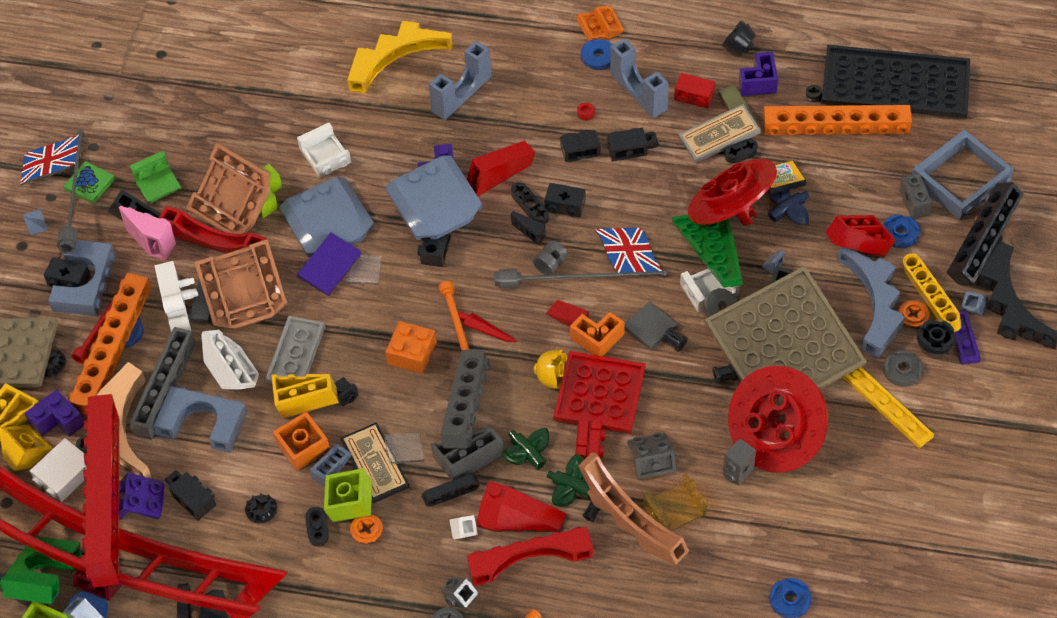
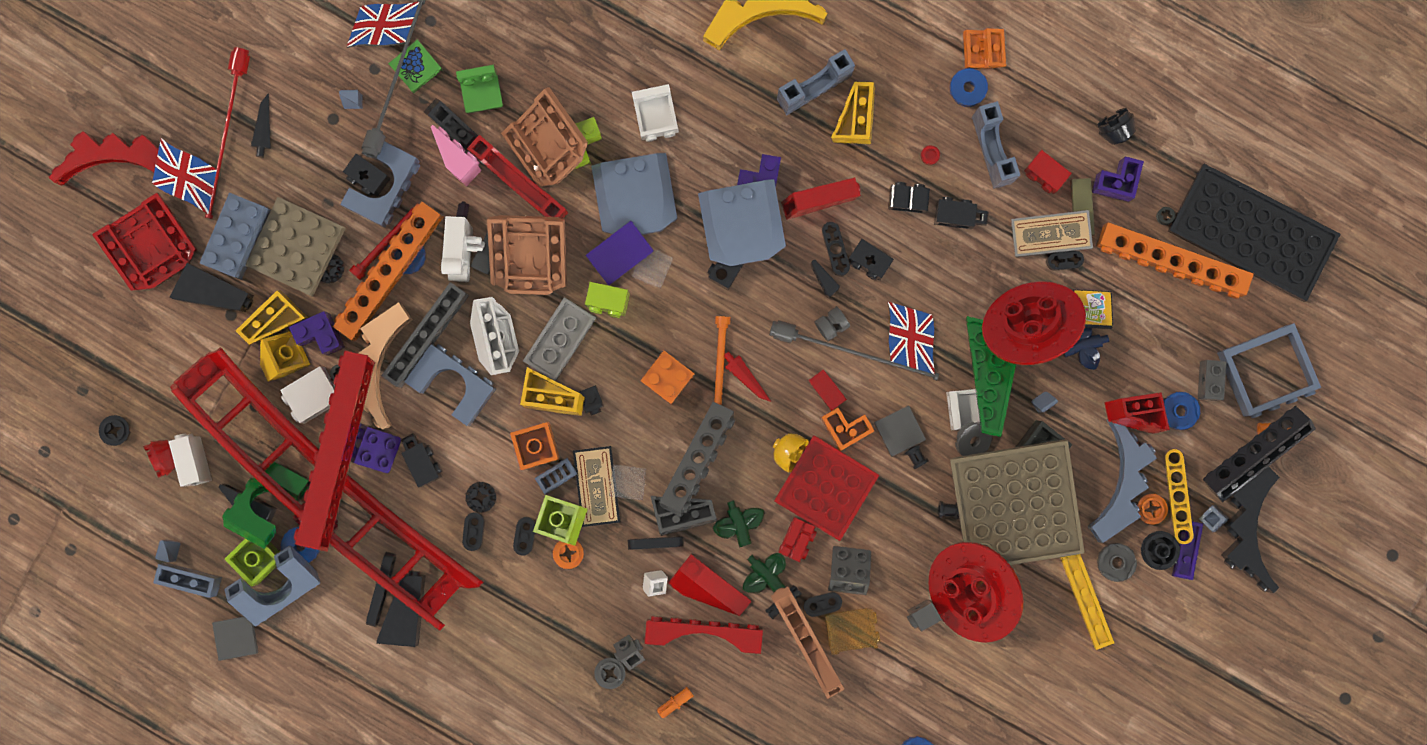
camera: 20 degrees right, 30 degrees up
(263, 540) = (473, 531): none -> black plate
(330, 298) = (607, 299): none -> lime brick
(507, 99) = (857, 117): none -> yellow wedge
(636, 490) = (823, 606): none -> black plate

